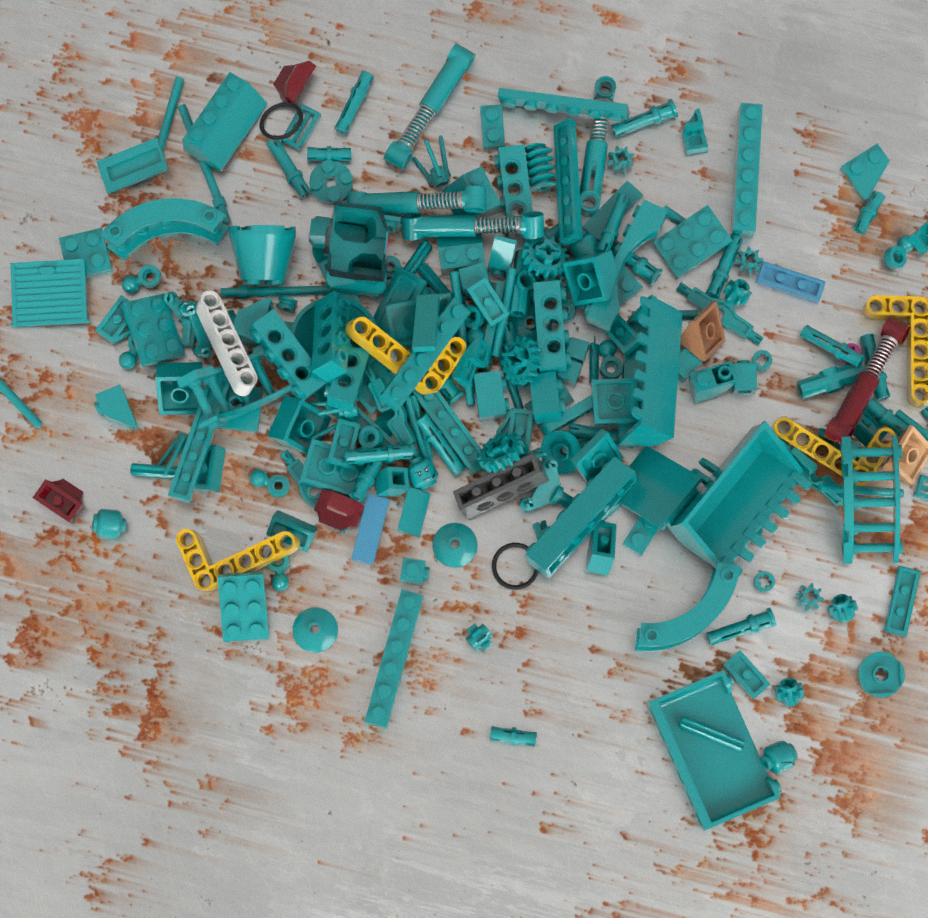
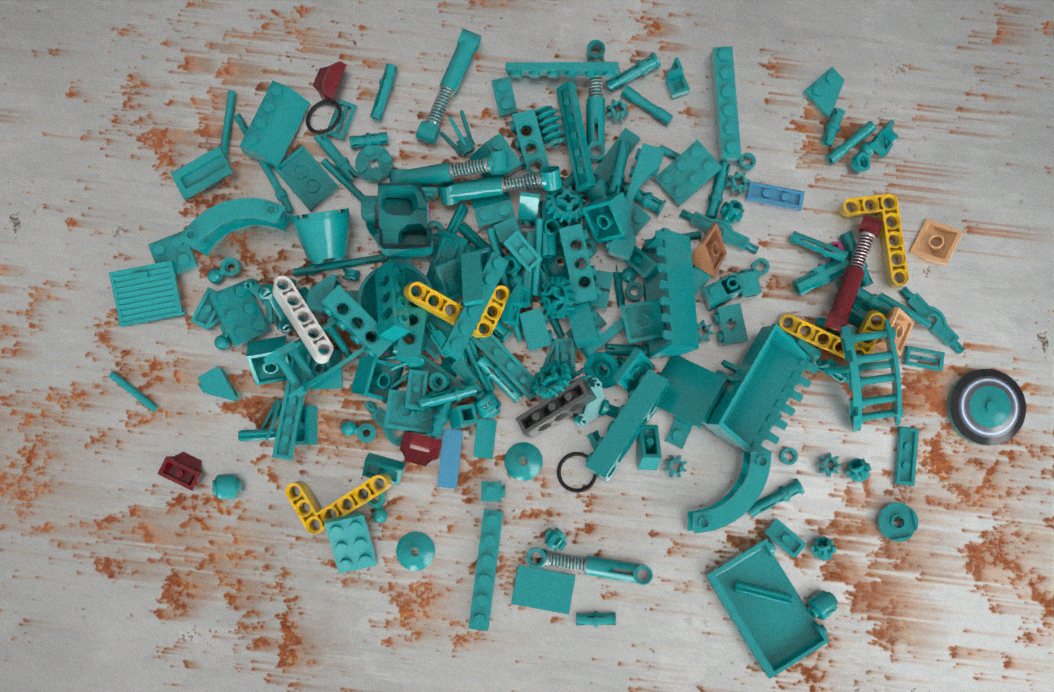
camera: 10 degrees left, 5 degrees up
(251, 188) = (306, 178): none -> teal tile
(292, 195) = (341, 178): none -> teal bar
(457, 694) = (543, 589): none -> teal tile
(516, 674) = (592, 566): none -> teal piece
(633, 568) = (680, 468): none -> teal gear
(666, 167) = (656, 111): none -> teal piece
(688, 424) = (705, 328): none -> teal gear
(721, 410) = (734, 316): none -> teal brick
(760, 244) = (746, 167): none -> teal bush
(876, 239) = (842, 149): none -> teal piece

